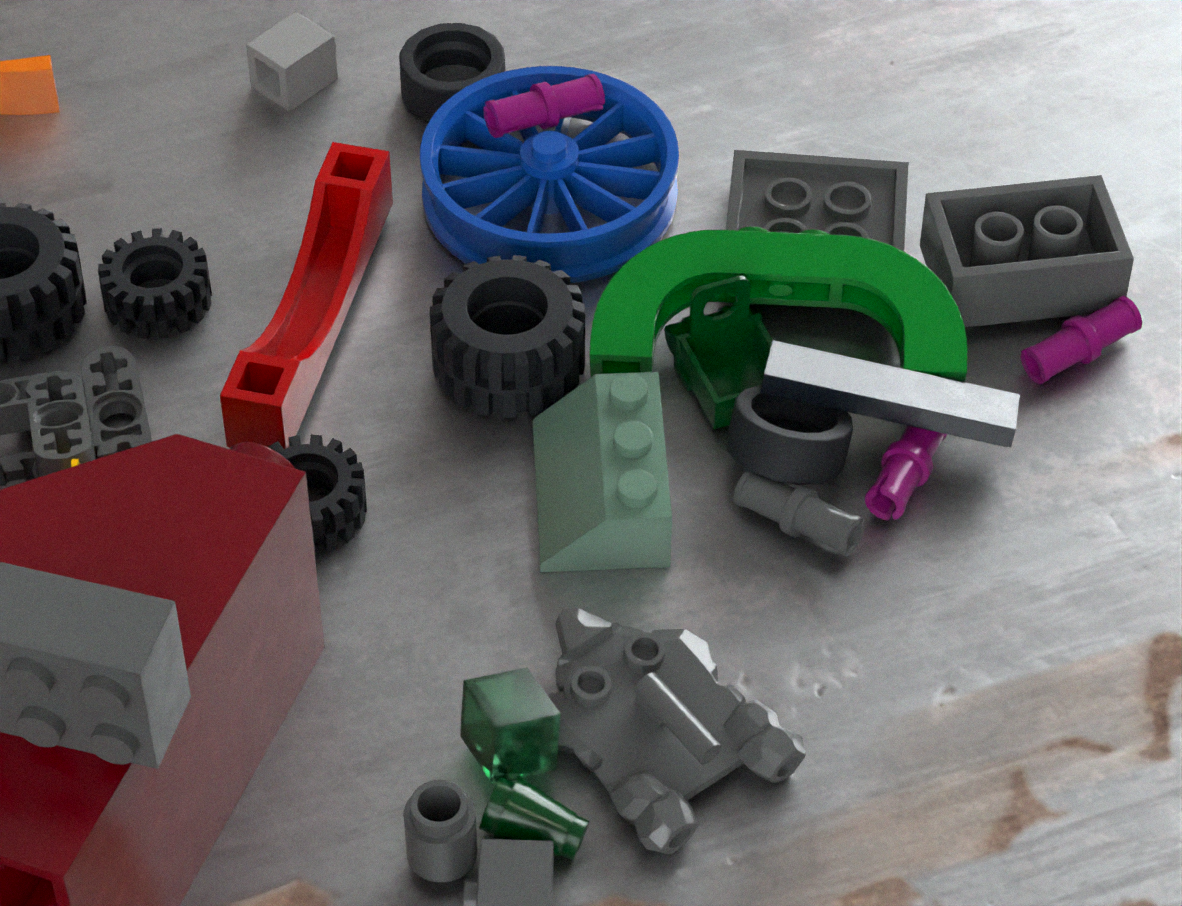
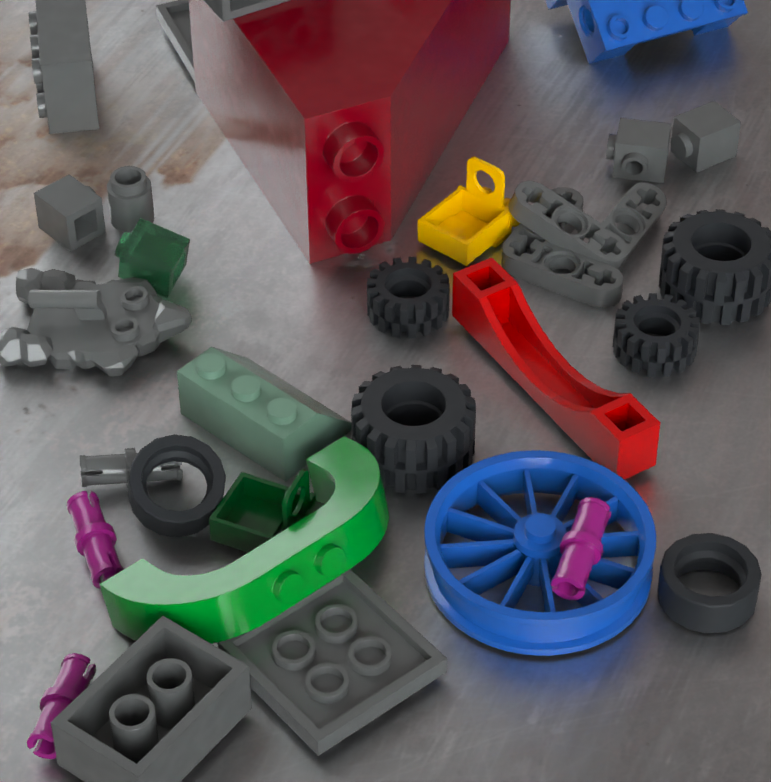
camera: 135 degrees right, 5 degrees down
(527, 813) = (96, 246): dark green cone -> none
(891, 394) = (140, 533): tile -> none

